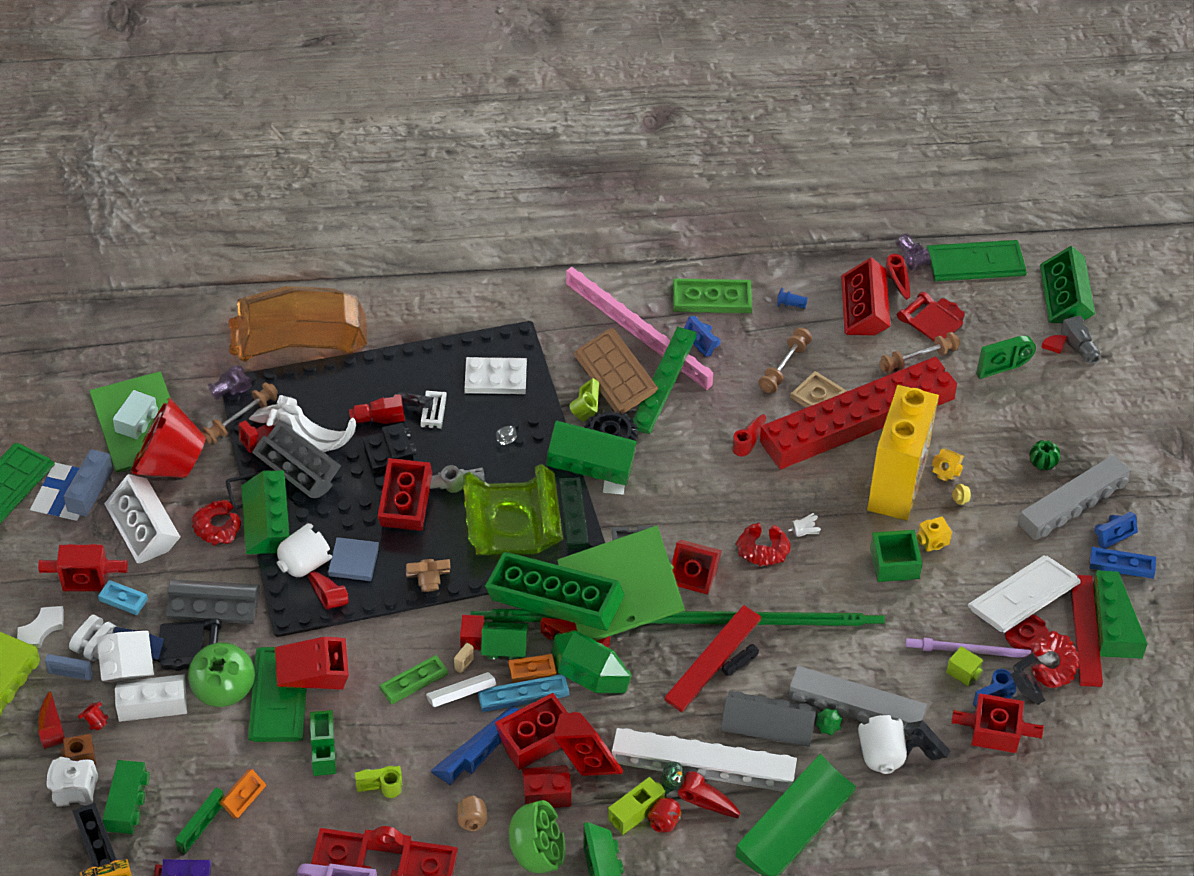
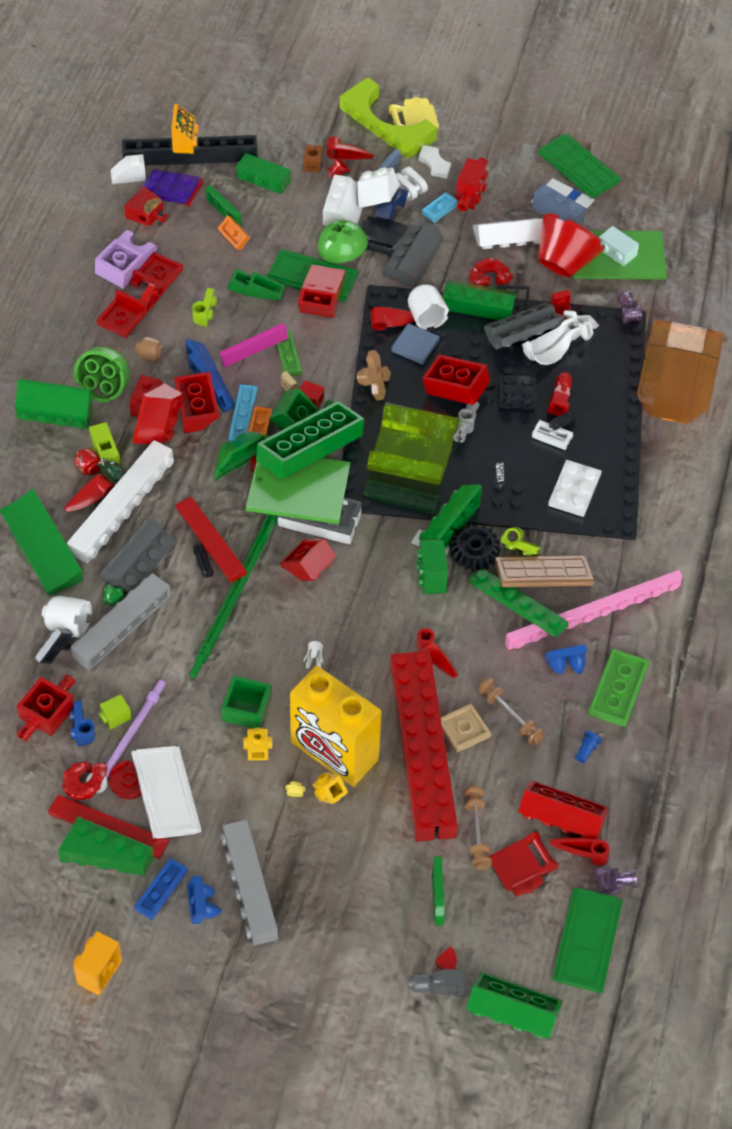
camera: 110 degrees right, 5 degrees up
(72, 781) = (285, 148): white piece -> none
(260, 398) = (604, 323): medium nougat axle -> none
(424, 706) = (253, 345): none -> dark pink tile
(461, 689) = (261, 375): white tile -> none
(658, 452) = (432, 567): none -> green brick
(763, 554) = (299, 610): red piece -> none
(1024, 682) = (67, 742): black plate -> none
(1044, 455) = (308, 877): green piece -> none

